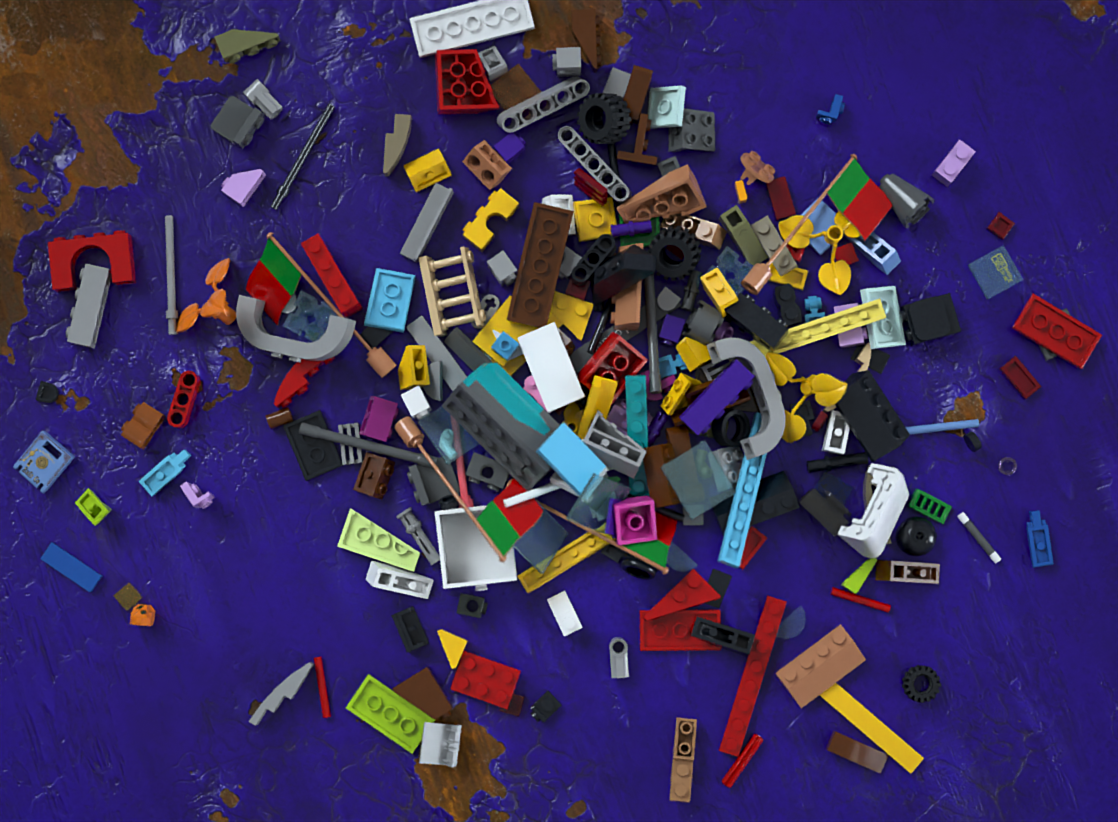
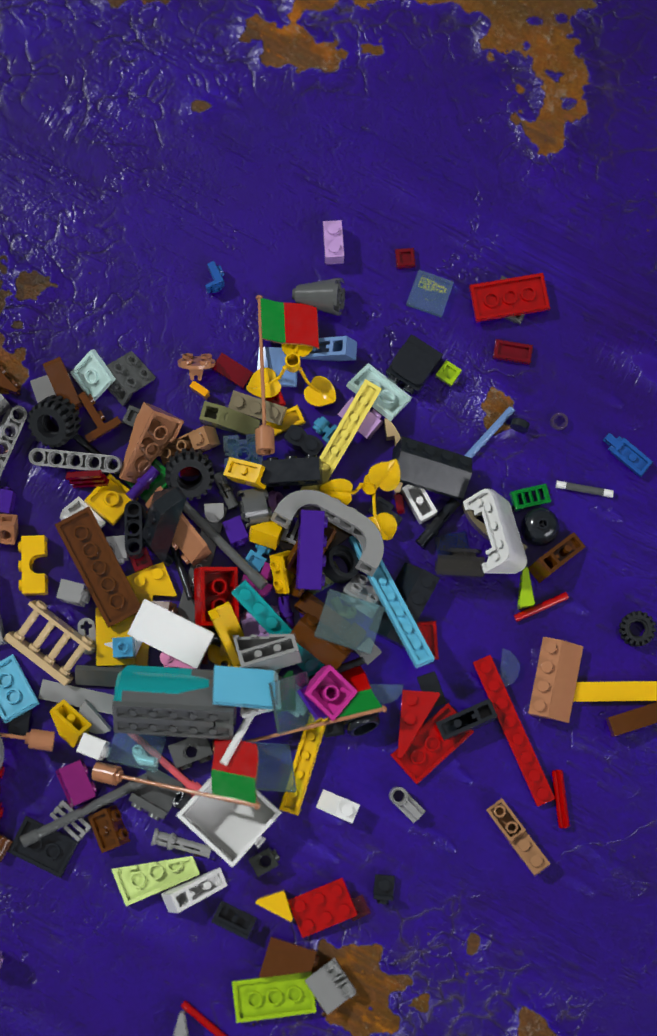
camera: 45 degrees left, 5 degrees down
(846, 254) = (314, 369): red tile -> none
(877, 361) = (402, 425): black sticker -> none
(952, 350) = (448, 373): none -> lime plate

